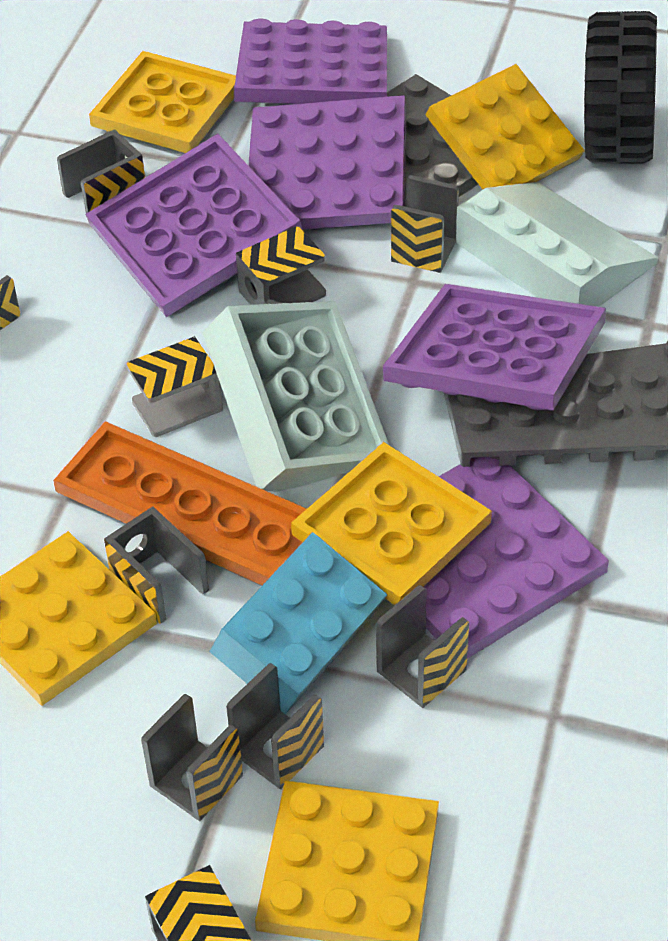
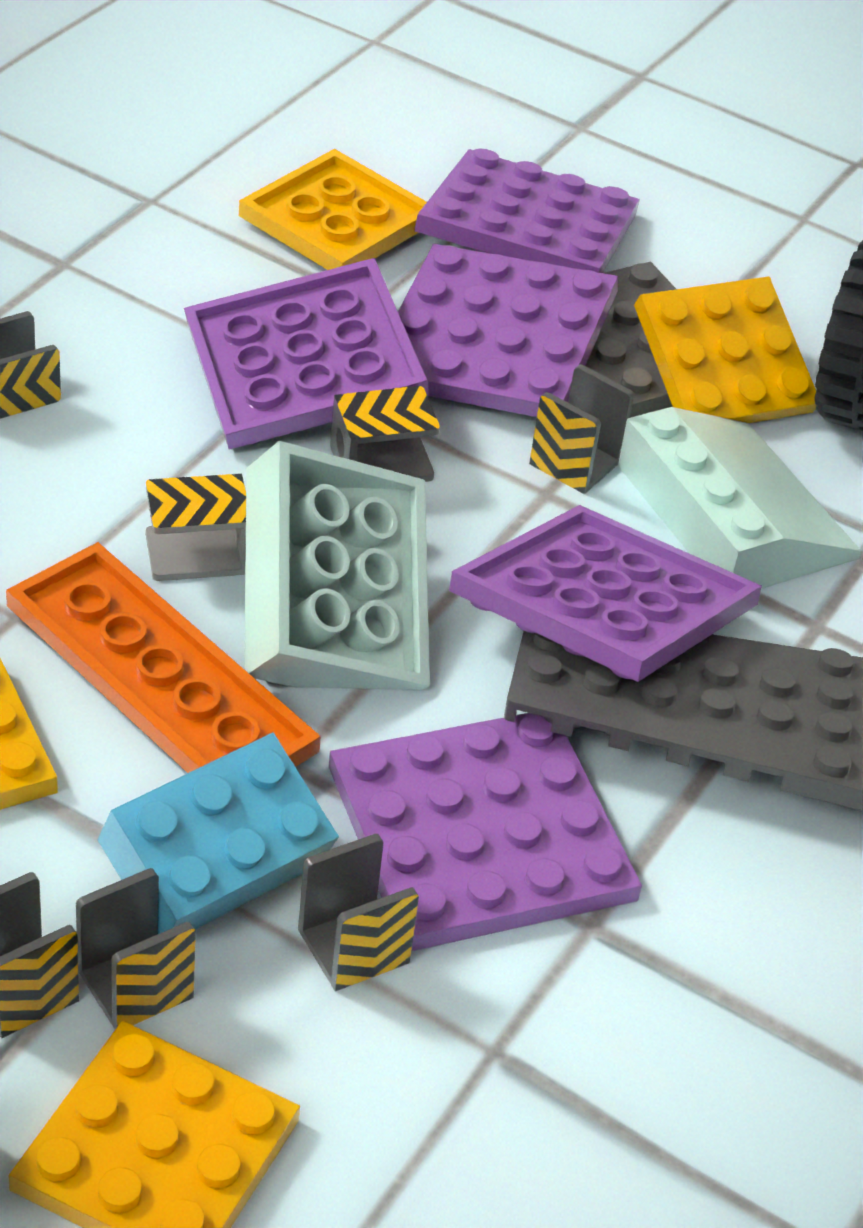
camera: 10 degrees right, 5 degrees down
(100, 169) = (221, 261): dark grey piece -> none
(159, 537) = (97, 693): dark grey piece -> none
(394, 521) = (387, 755): yellow plate -> none

